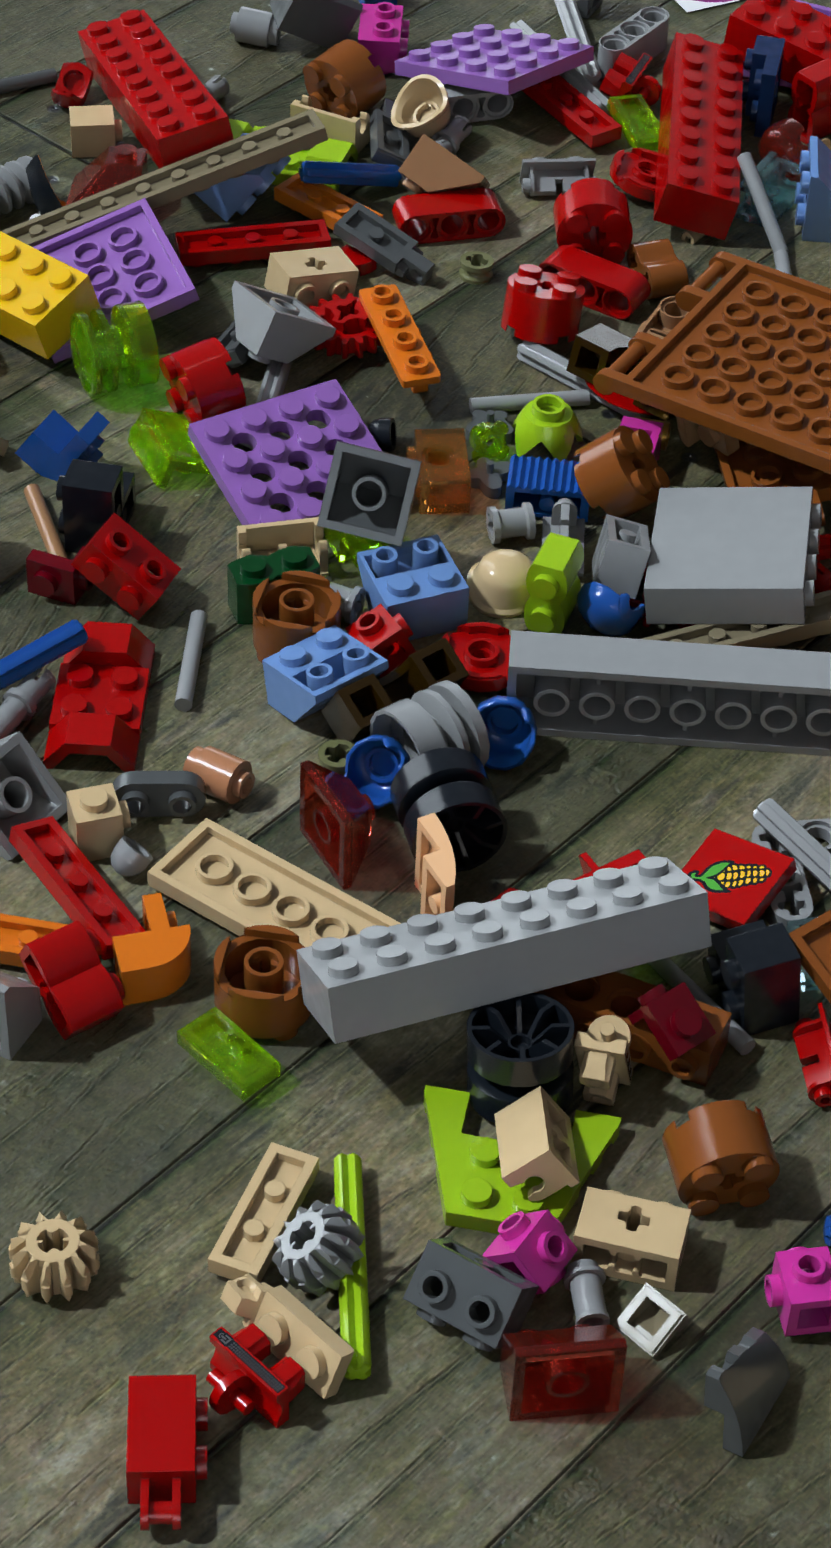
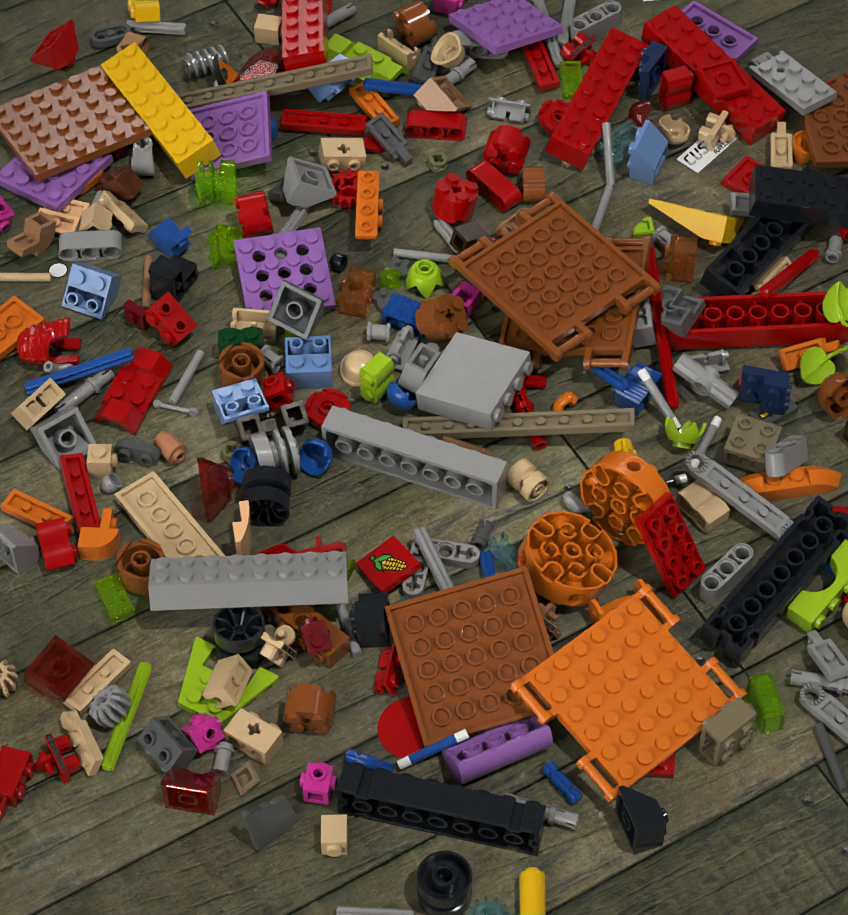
camera: 20 degrees right, 10 degrees up
(182, 1207) = (57, 670): none -> clear red slope
(229, 712) = (192, 411): none -> light grey hinge

